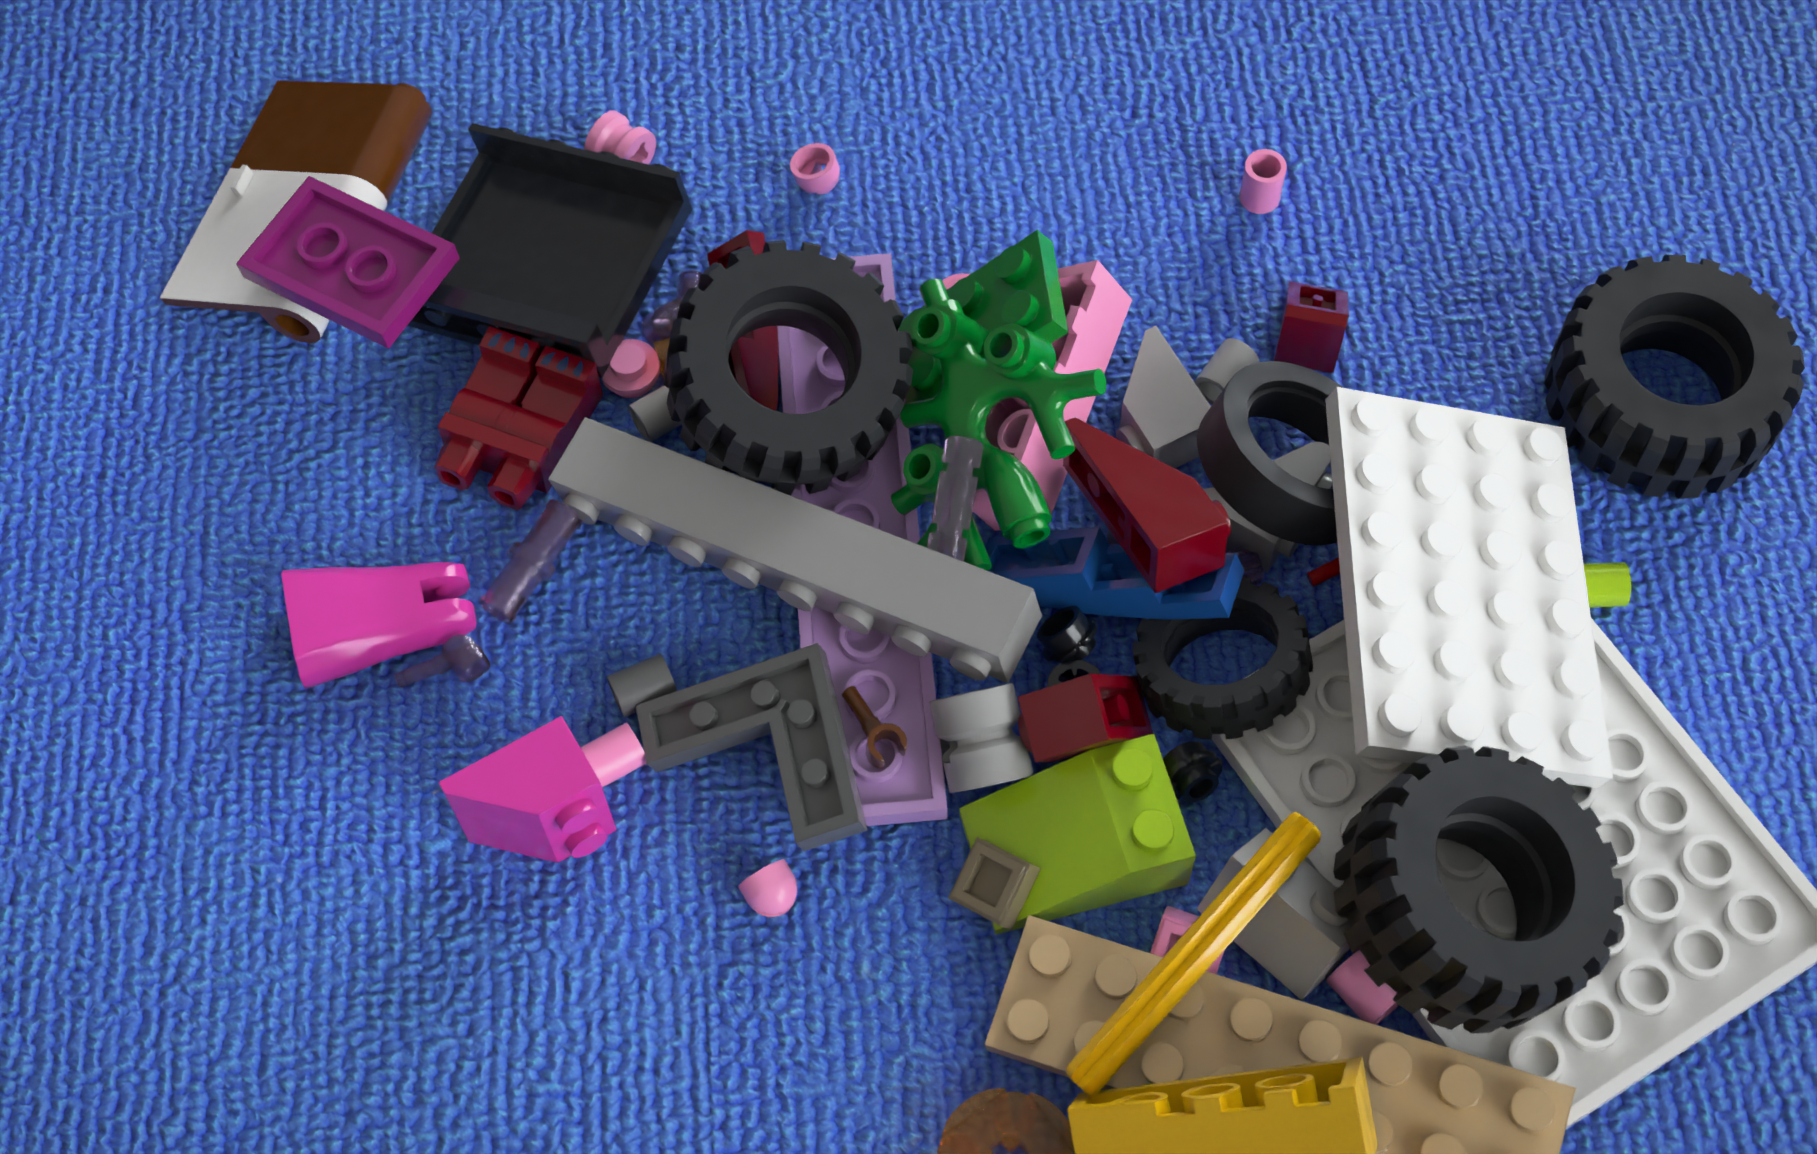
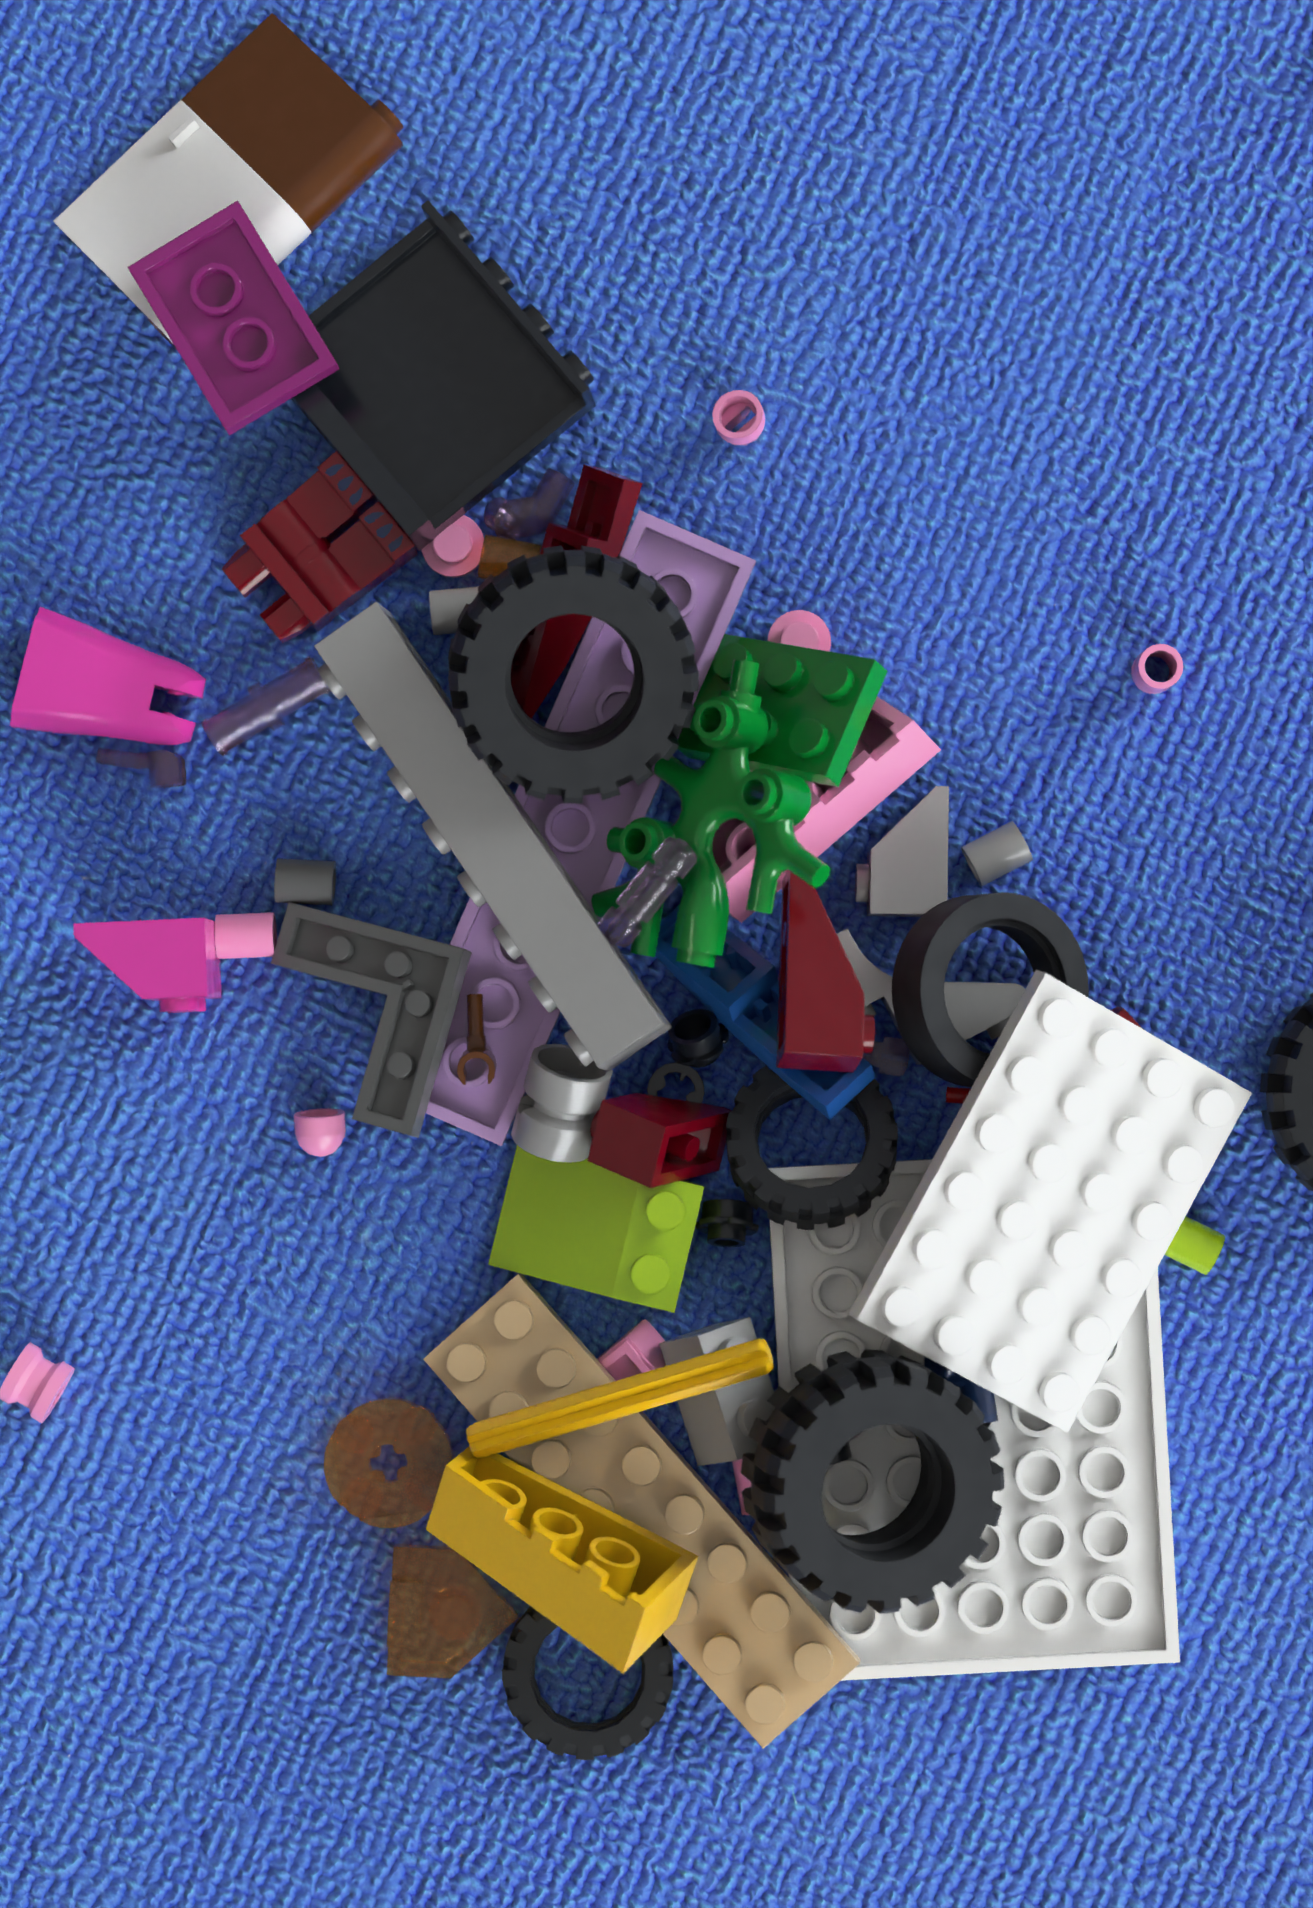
camera: 25 degrees right, 25 degrees up
(615, 135) = (564, 290): bright pink wheel -> none
(994, 883) = (505, 1229): dark tan tile -> none
(1312, 326) = (1111, 842): dark red slope -> none

